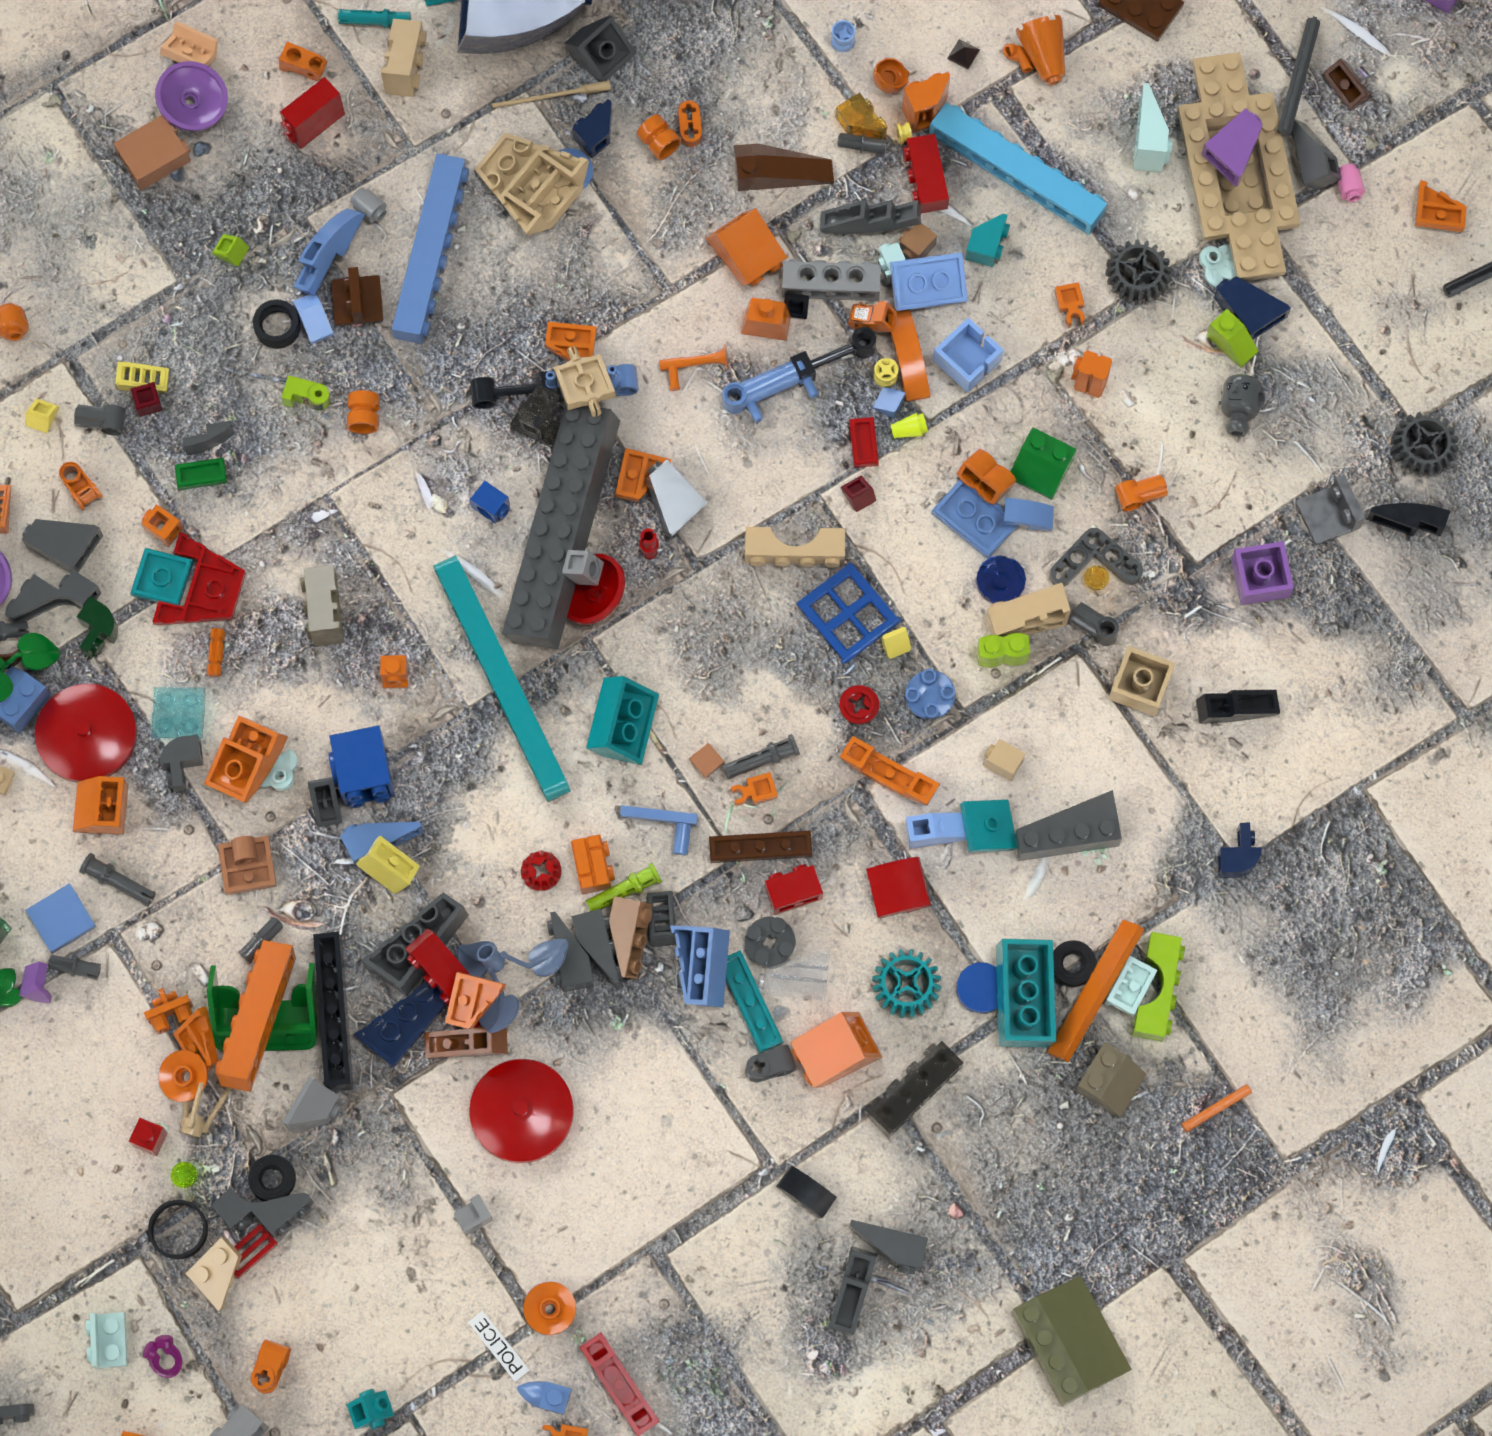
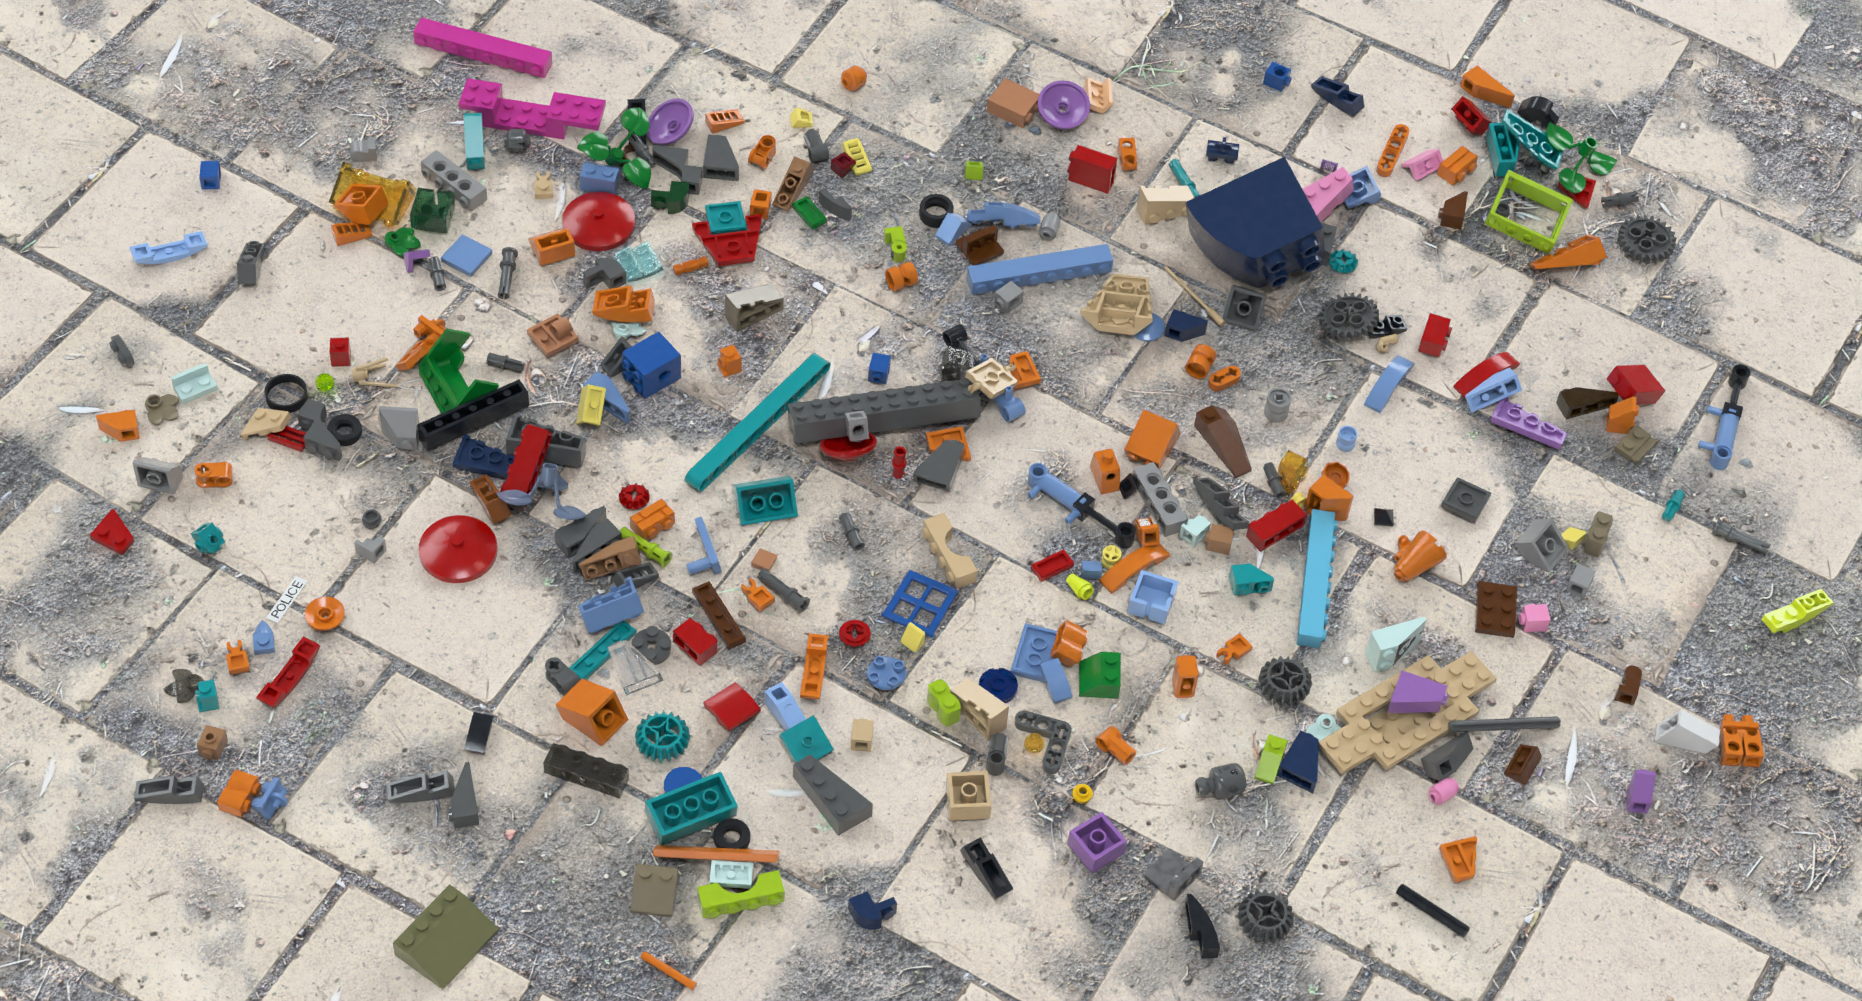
camera: 60 degrees right, 20 degrees down
(130, 1394) = (163, 409): none -> dark tan plate
(149, 473) = (793, 183): none -> medium nougat slope
(166, 1343) = (205, 415): magenta piece -> none
(173, 1071) = (394, 351): orange dish -> none
(255, 1016) = (446, 369): orange brick -> none
(428, 1197) = (371, 518): none -> dark grey plate
(455, 304) = (1008, 297): none -> light grey brick
(471, 999) = (514, 475): orange wing -> none
(674, 364) = (1063, 458): orange piece -> none
(713, 642) = (851, 531): none -> dark grey pin
(763, 85) = (1277, 405): none -> light grey wheel
(859, 493) = (1012, 577): dark red slope -> none
(928, 281) = (1194, 553): light blue tile -> none
(1185, 564) = (1082, 798): none -> yellow plate

